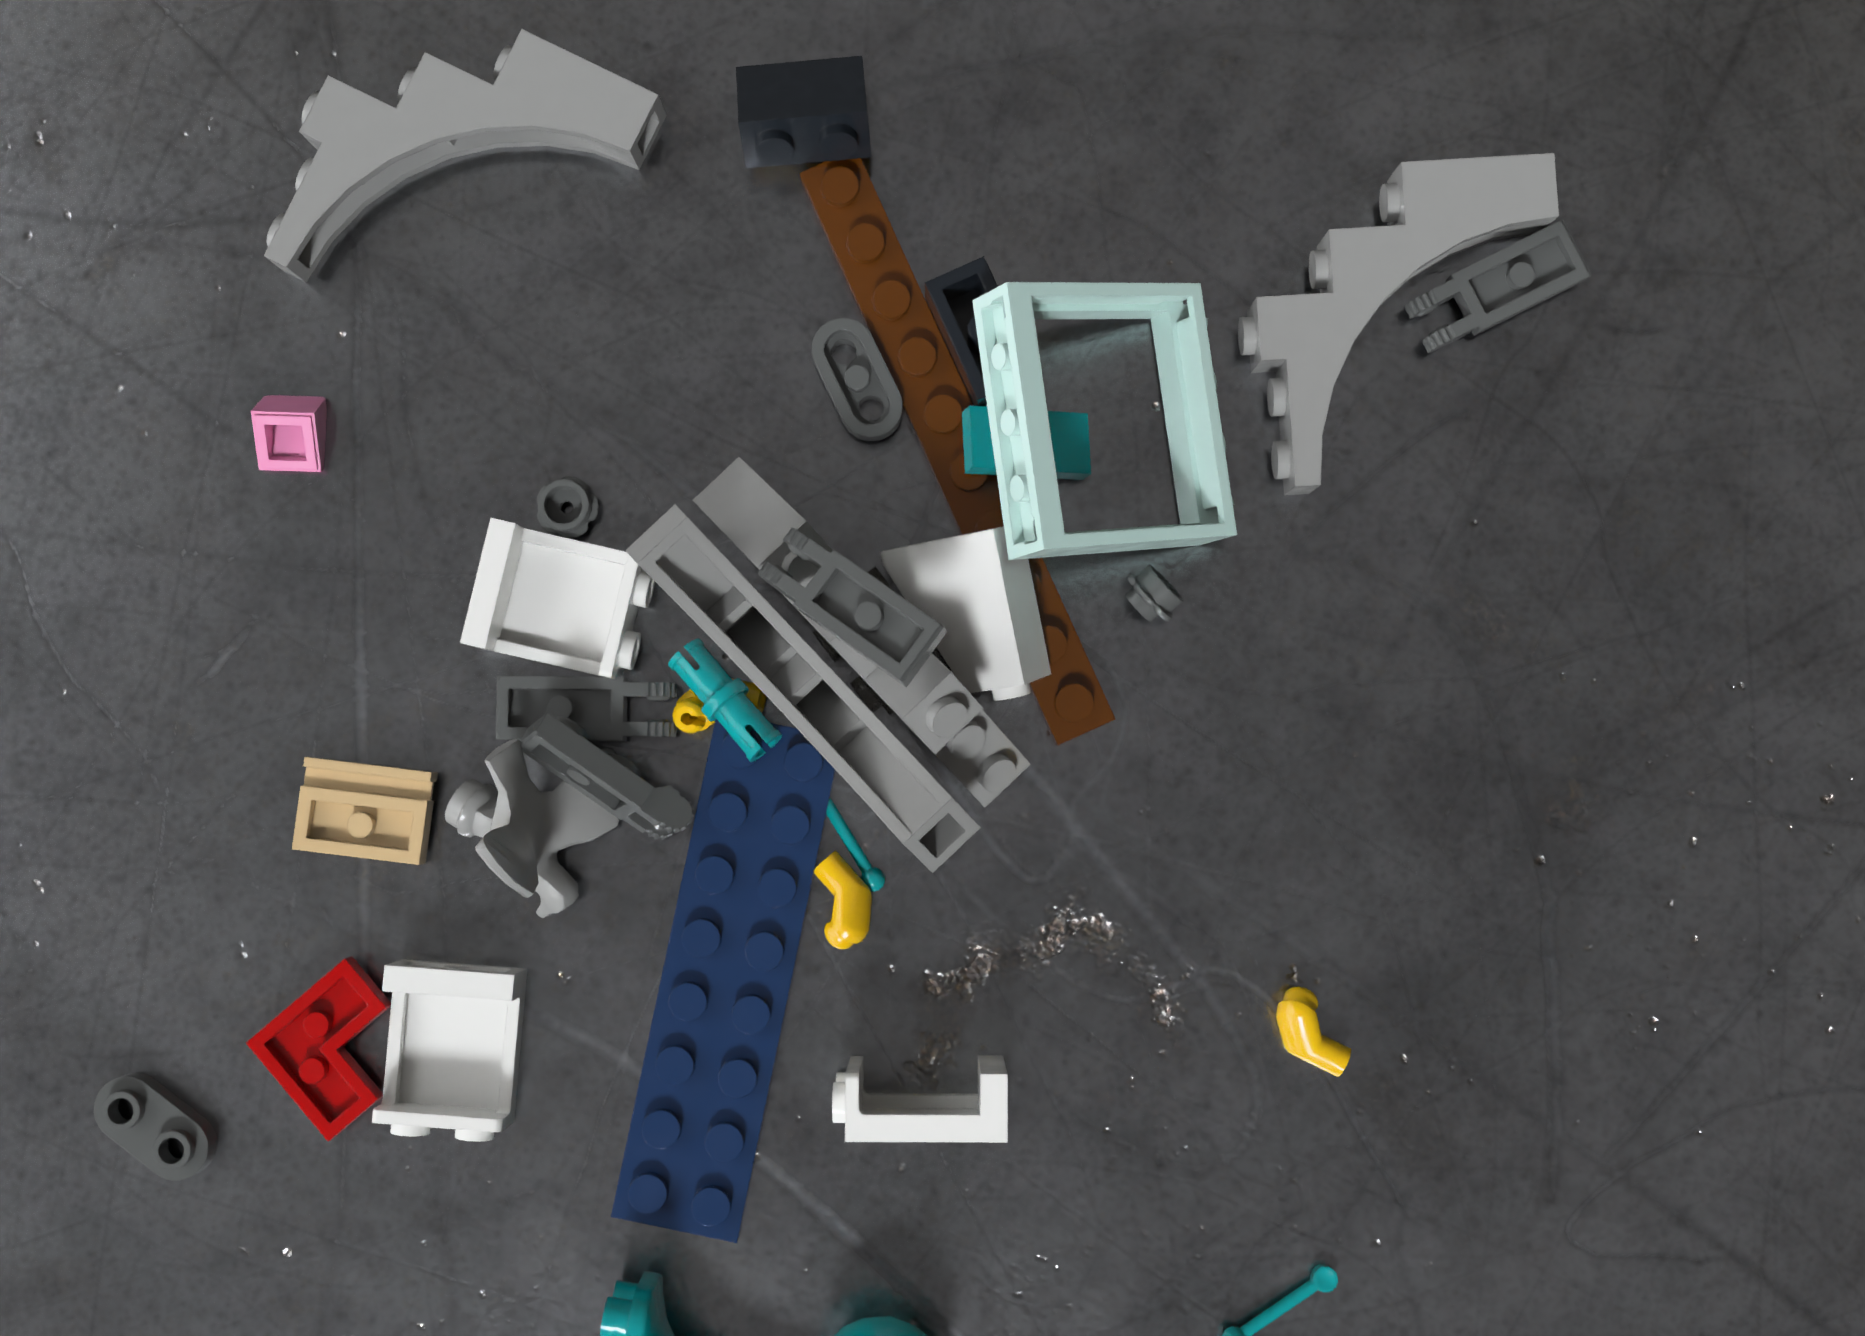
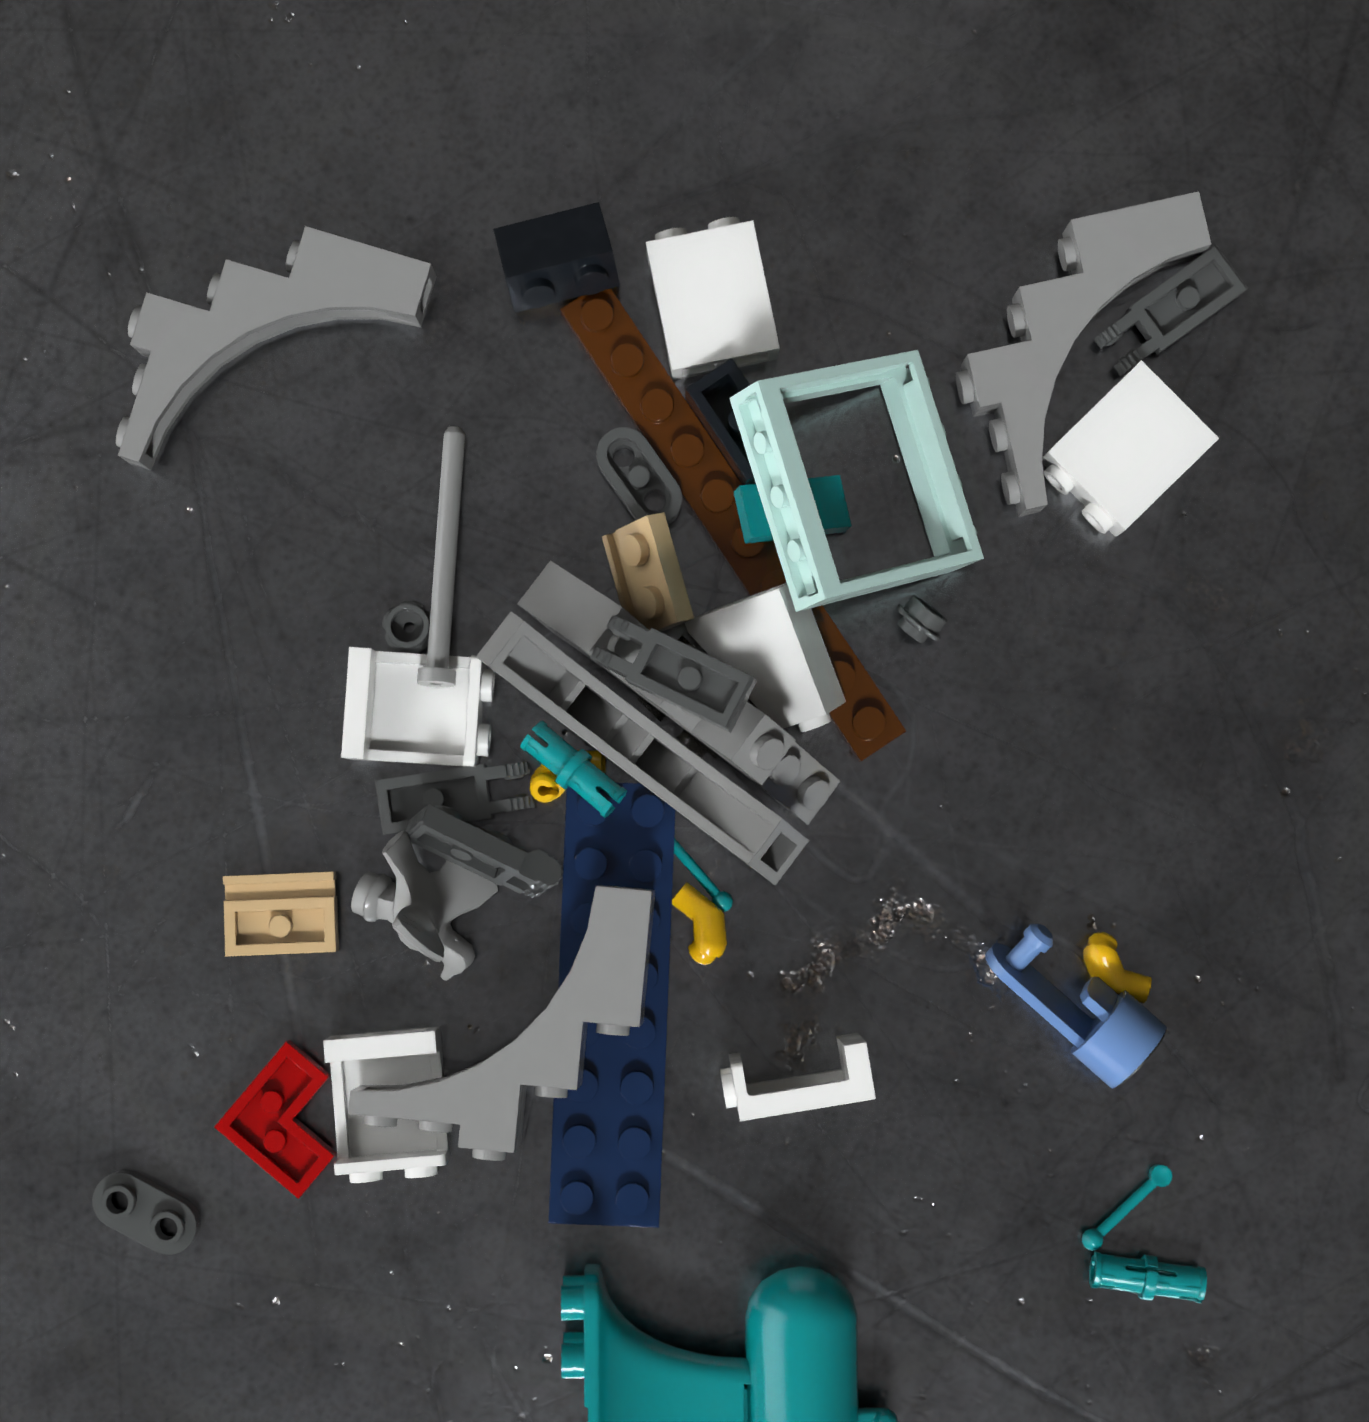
camera: 15 degrees left, 0 degrees up
(290, 433) = (160, 601): bright pink slope -> none
(564, 1062) = (489, 1097): none -> light grey arch
(588, 562) = (436, 671): none -> light grey bar
(848, 489) = (648, 573): none -> tan plate
(974, 186) = (712, 297): none -> white panel
(1294, 1118) = (1110, 1044): none -> medium blue piece
(1422, 438) = (1127, 450): none -> white panel

